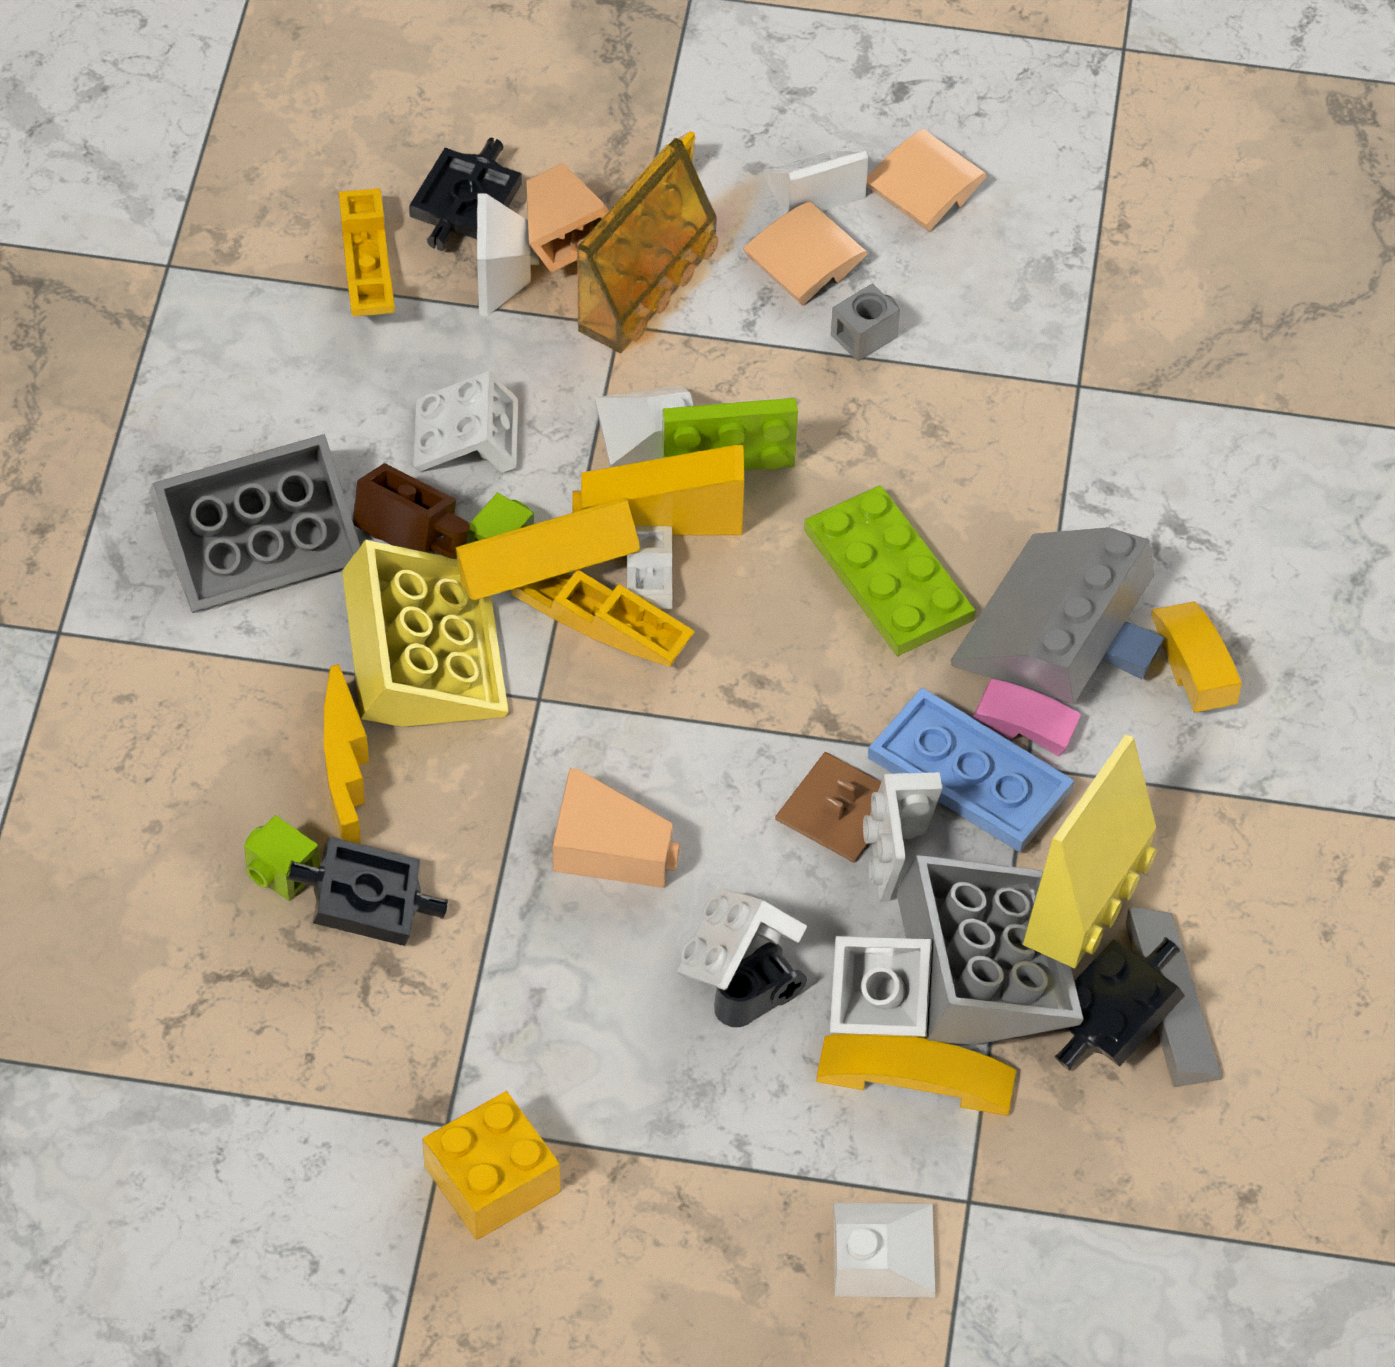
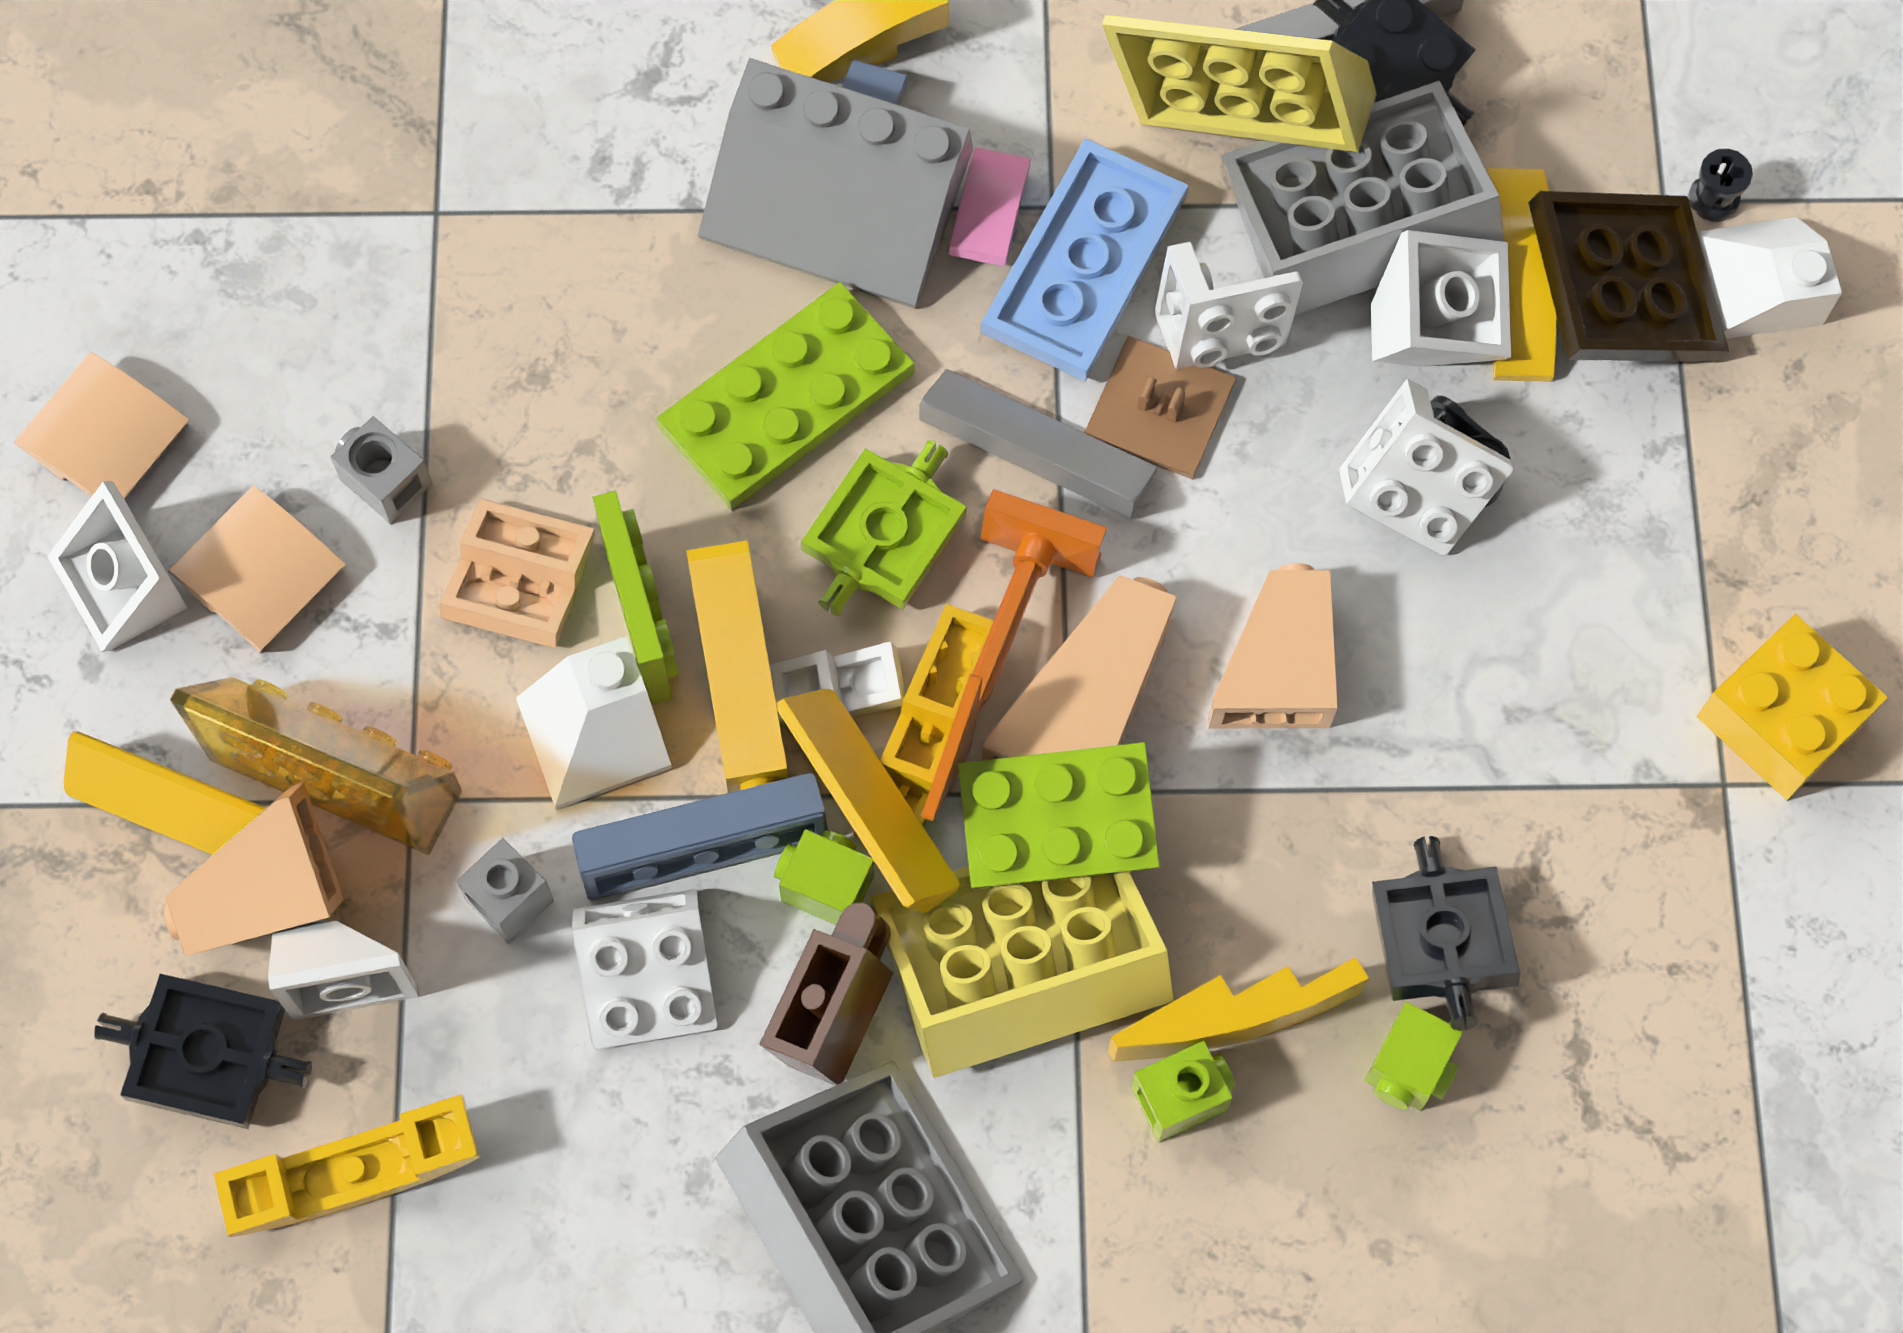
camera: 100 degrees left, 15 degrees up
(294, 713) = (1183, 1090): none -> lime brick
(508, 659) = (1058, 815): none -> lime plate
(534, 354) = (505, 890): none -> light grey brick
(548, 453) = (698, 836): none -> sand blue slope
(580, 607) = (1040, 539): none -> orange piece
(605, 708) = (1093, 679): none -> light nougat slope
(765, 607) = (883, 528): none -> lime plate
(771, 377) = (517, 573): none -> light nougat slope
(819, 716) = (1037, 443): none -> light grey slope
(886, 1128) = (1627, 277): none -> dark brown plate
(970, 1214) = (1726, 185): none -> black bush

